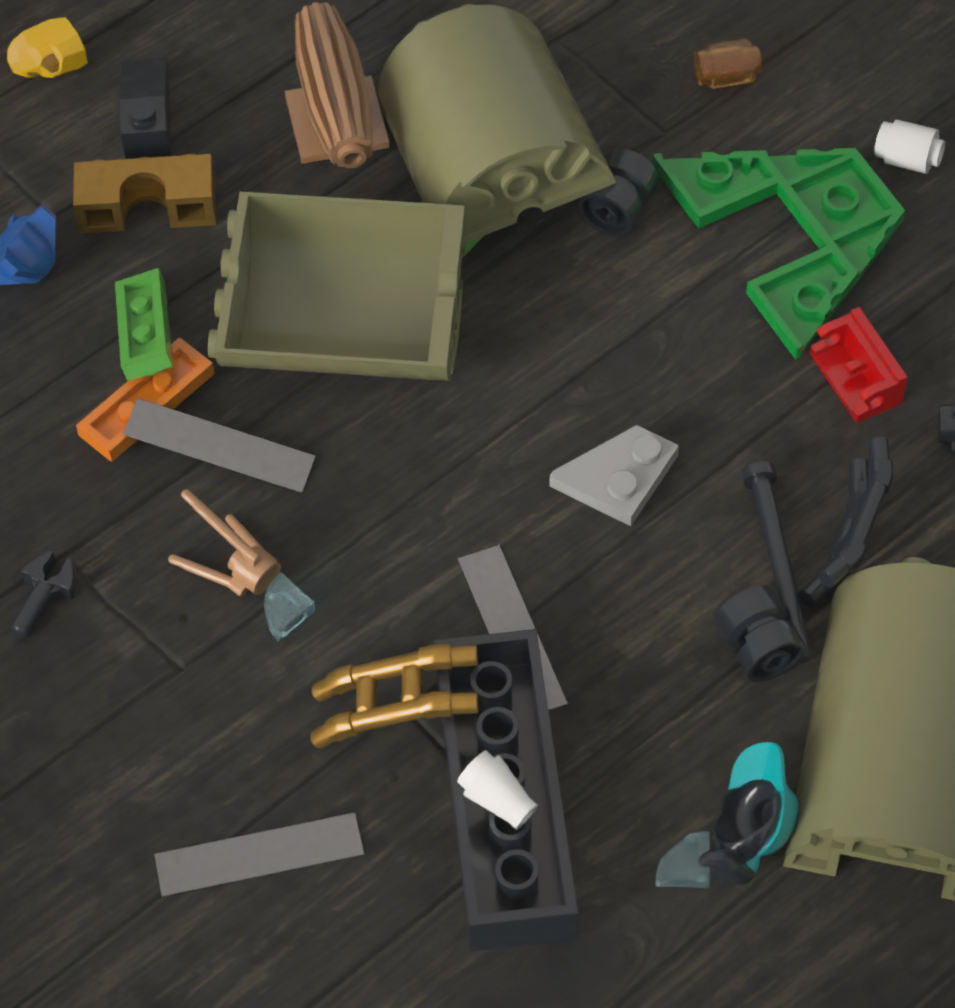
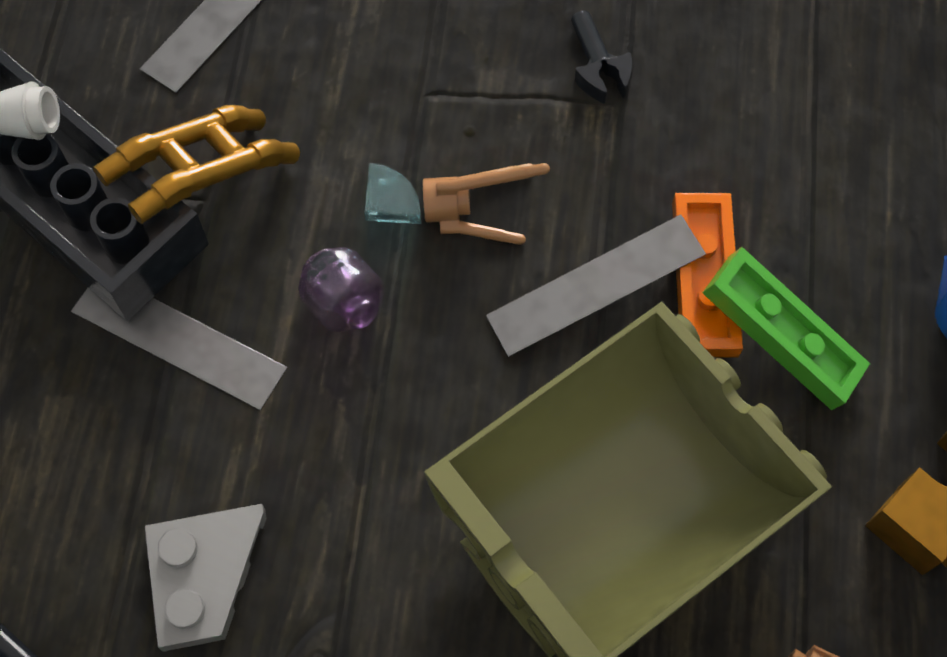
camera: 135 degrees right, 10 degrees up
(381, 557) = (340, 289): none -> clear purple head

